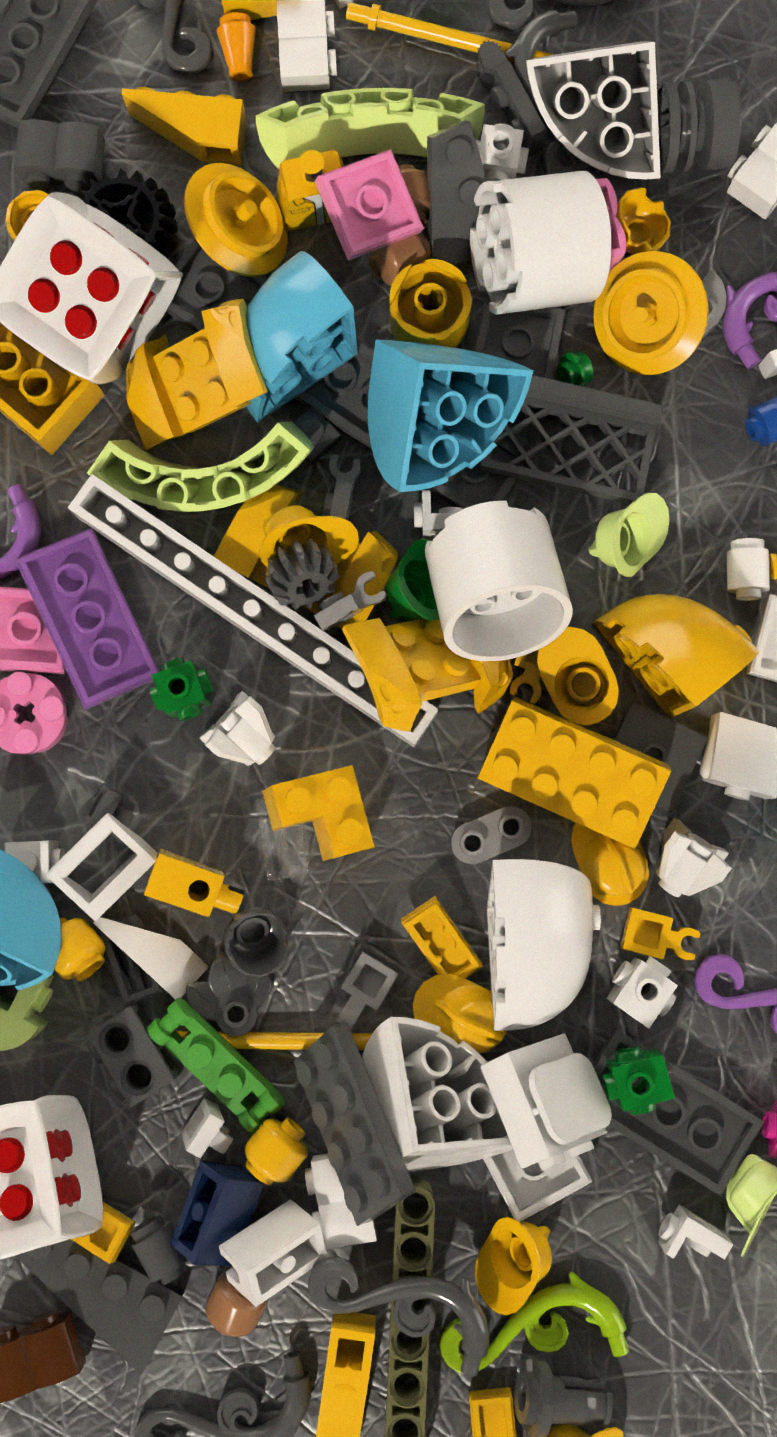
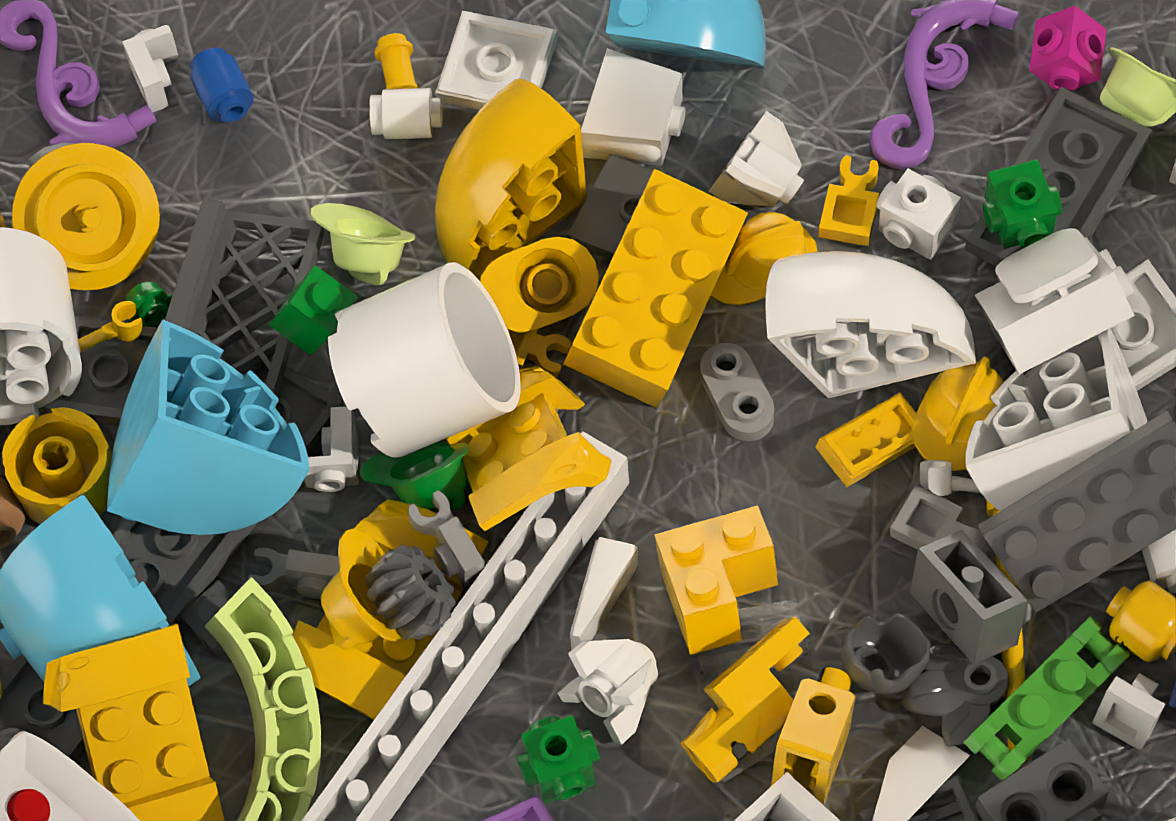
camera: 90 degrees left, 20 degrees down
(219, 833) = (749, 705): none -> yellow plate
(295, 1010) = (968, 596): none -> dark grey brick
(330, 727) = (606, 577): none -> white slope
(403, 994) = (938, 478): none -> white hand
(548, 339) = (116, 328): none -> yellow hand
(552, 493) = (310, 310): none -> green brick

